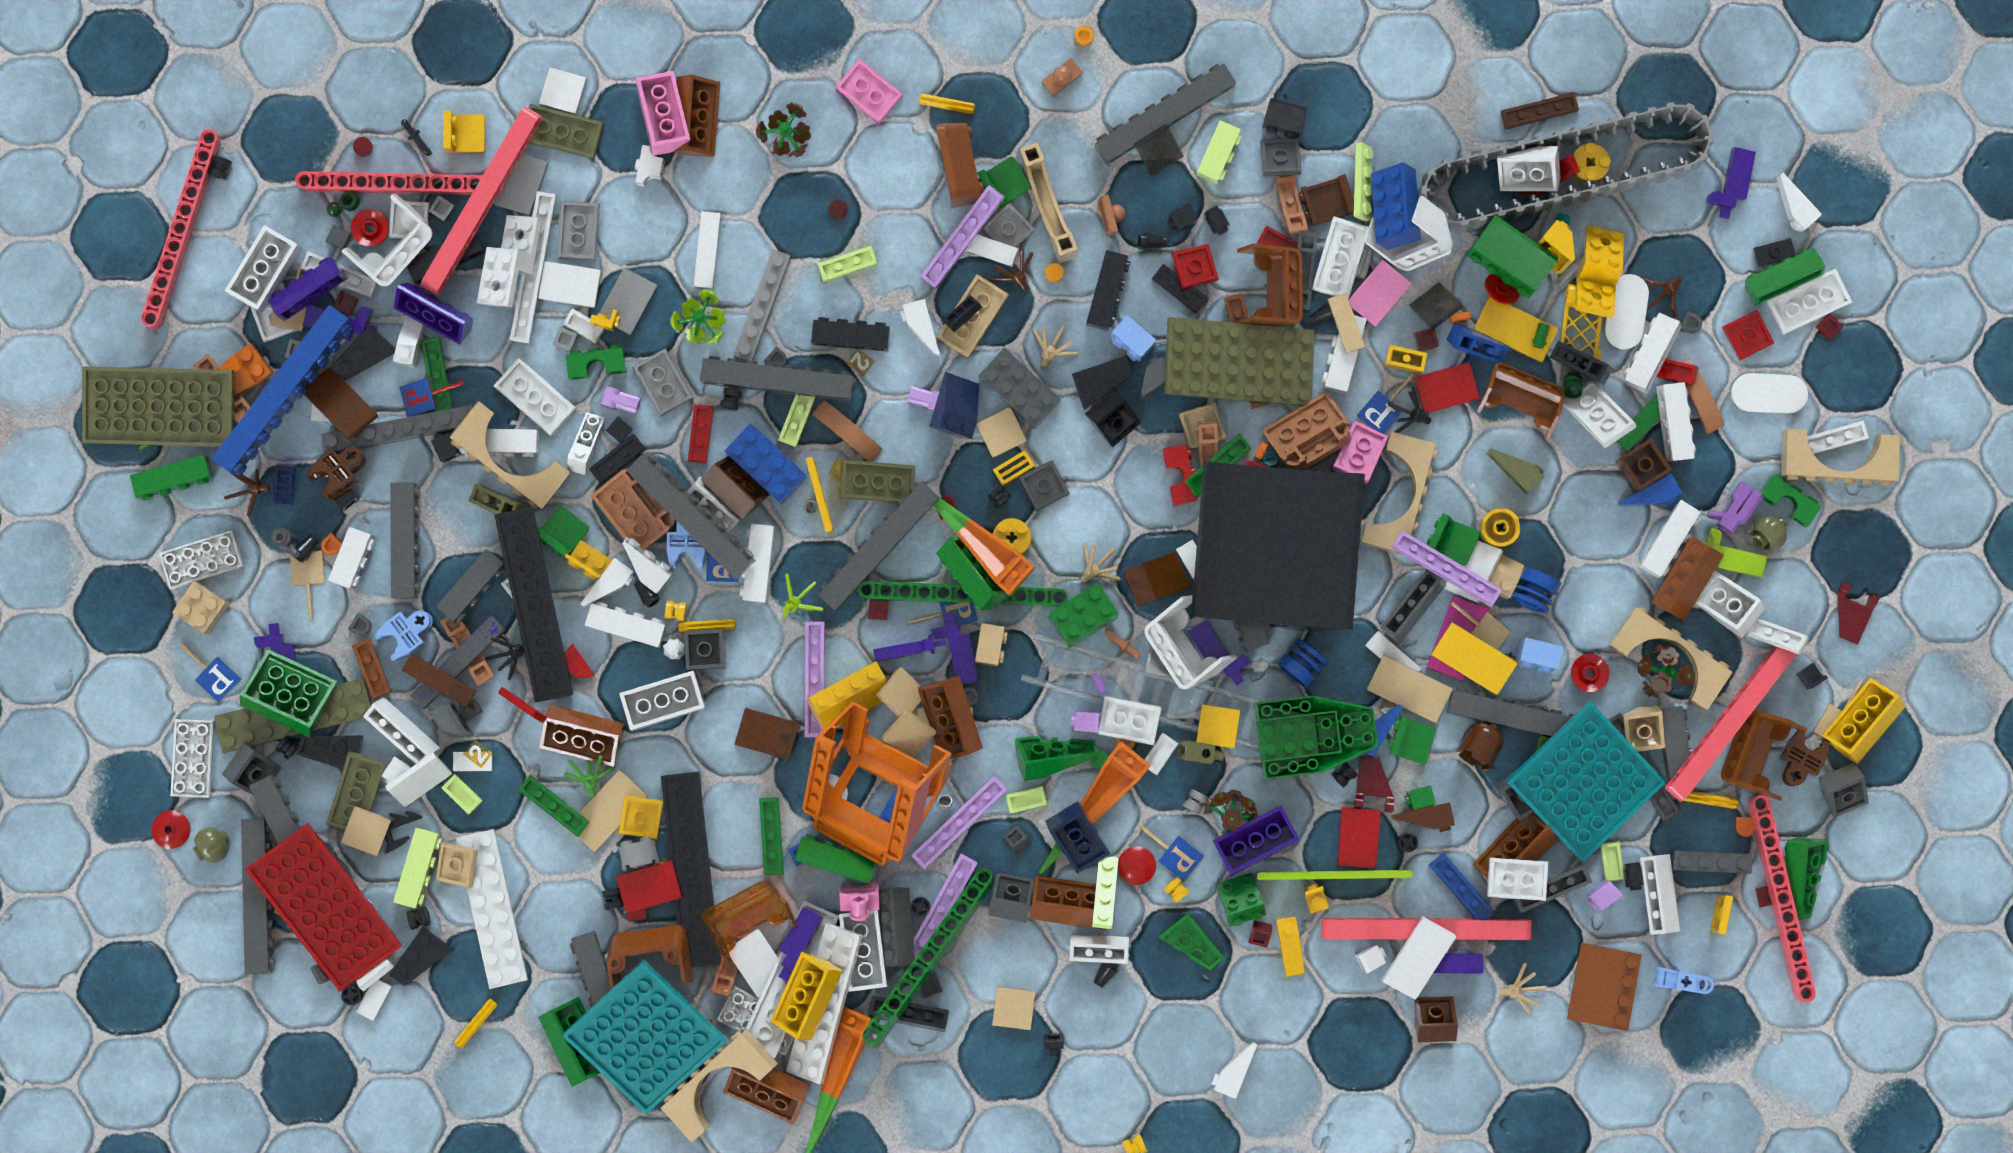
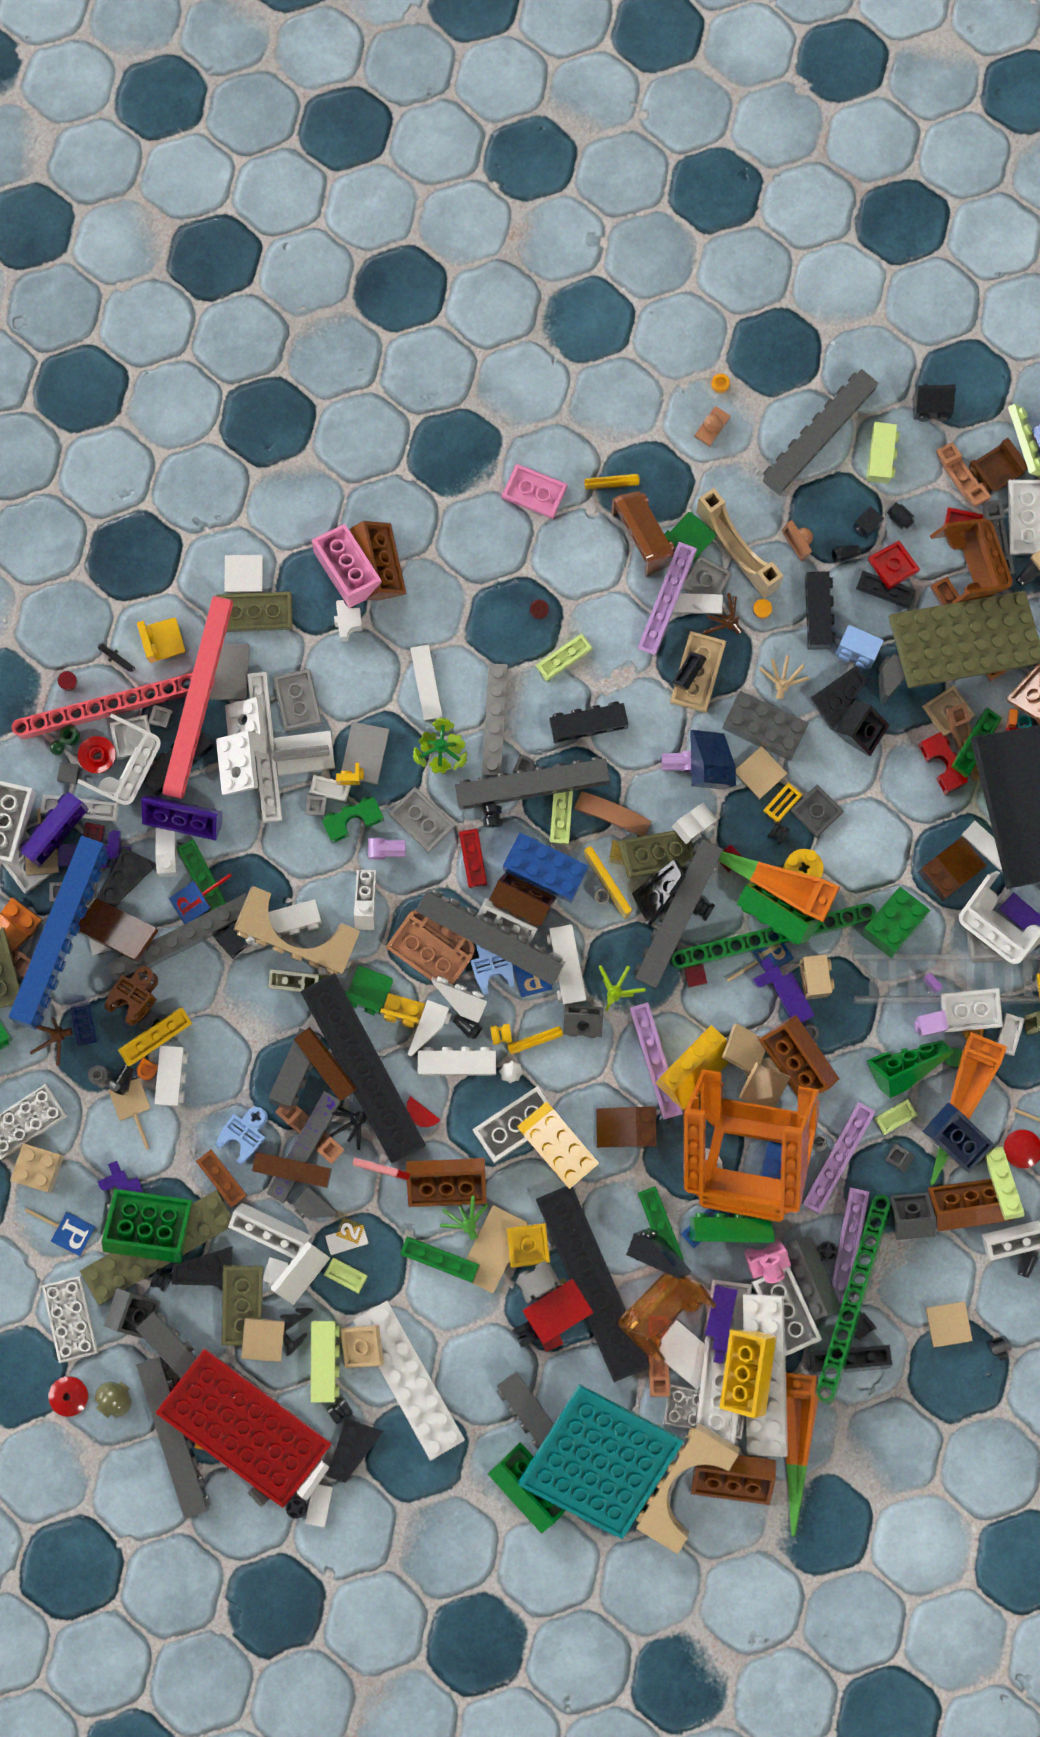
camera: 15 degrees left, 5 degrees down
(346, 516) = (155, 1036): none -> yellow plate
(360, 625) = (198, 1139): dark grey tile -> none
(404, 540) = (216, 1043): dark grey brick -> none
(470, 712) = (330, 1192): dark grey tile -> none
(475, 1023) = (426, 1499): yellow axle -> none
(498, 590) = (325, 1063): none -> reddish brown tile
(534, 397) = (302, 869): white tile -> none
(565, 284) = (300, 753): none -> light grey axle
(617, 458) = (400, 905): black tile -> none
(619, 429) = (393, 877): black tile -> none
(668, 939) = (591, 1357): dark orange windscreen -> none
(695, 731) = (557, 1145): none -> brick
(705, 649) = (541, 1063): dark grey brick -> none
(757, 860) = (657, 1253): none -> black slope
(766, 620) = (575, 1014): none -> dark grey brick
(779, 123) = (458, 544): reddish brown plant -> none
(860, 361) = (604, 745): clear yellow sticker -> none
(865, 518) = (658, 890): none -> black wing
(905, 548) = (703, 909): none -> black wheel
(907, 649) = (737, 1004): dark purple piece -> none
(919, 322) = (651, 692): white slope -> none
(922, 463) = (695, 823): none -> white brick
(1093, 569) = (890, 877): tan plant -> none
(1121, 643) = (939, 939): nougat piece -> none
(1158, 150) = (825, 466): clear smoke tile -> none
(1280, 157) = (941, 440): dark grey tile -> none

